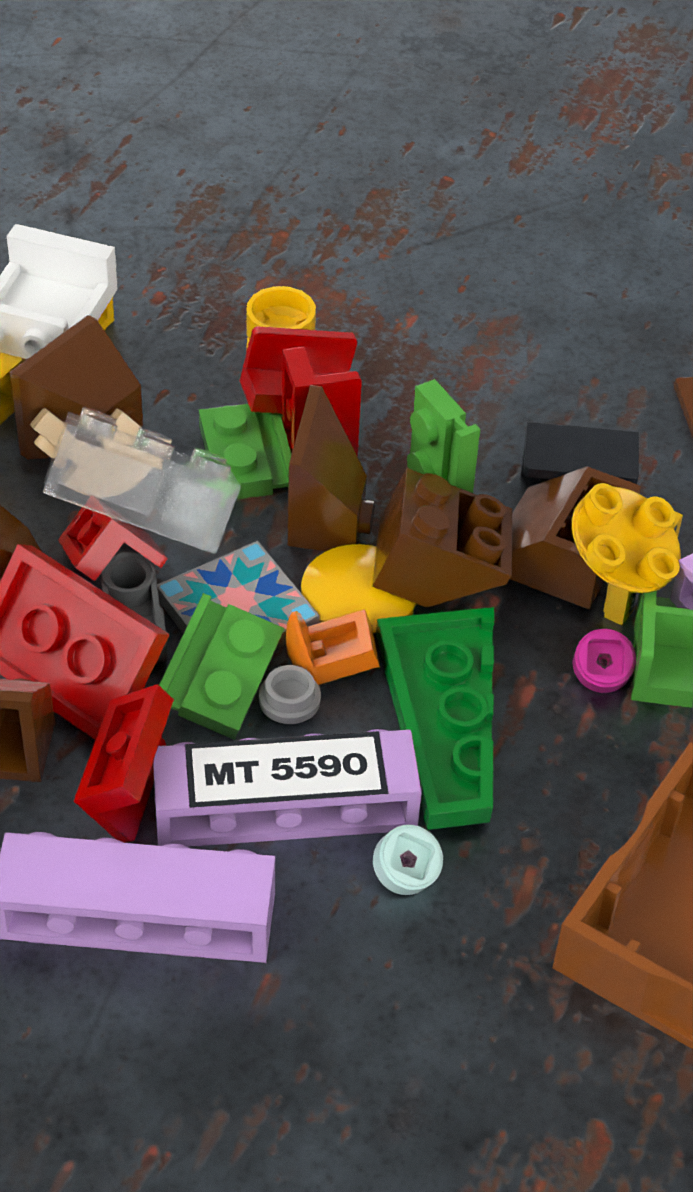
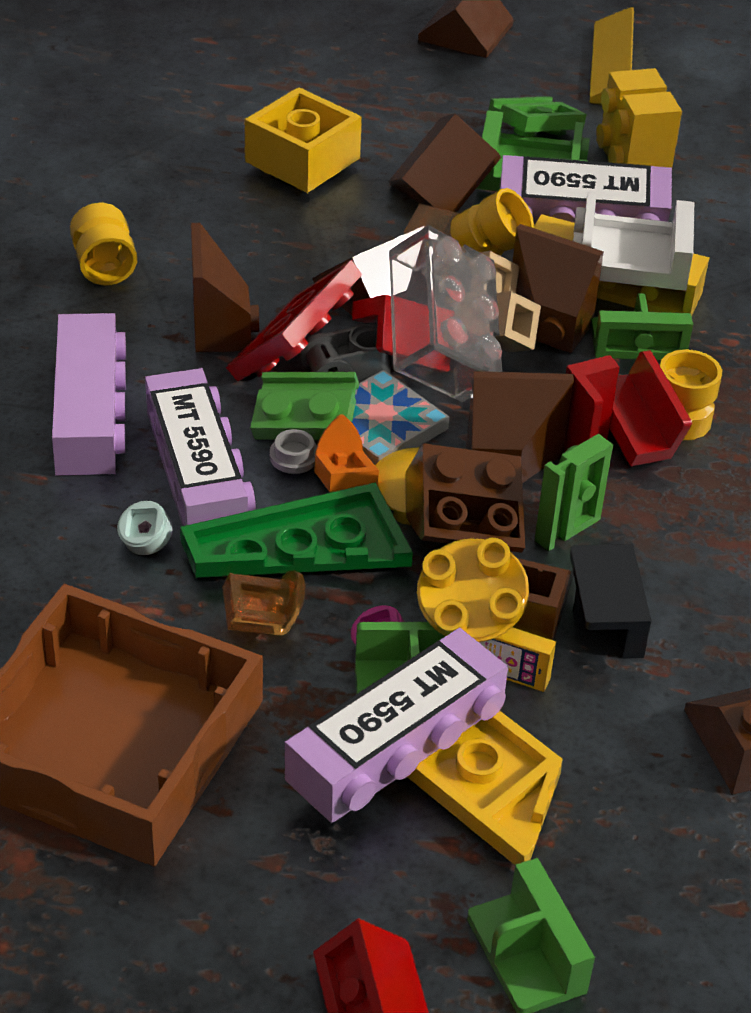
camera: 80 degrees right, 5 degrees down
(122, 759) = (220, 363): red panel -> none
(150, 348) = (630, 332): none -> bright green panel
(558, 748) = (263, 602): none -> clear orange plate

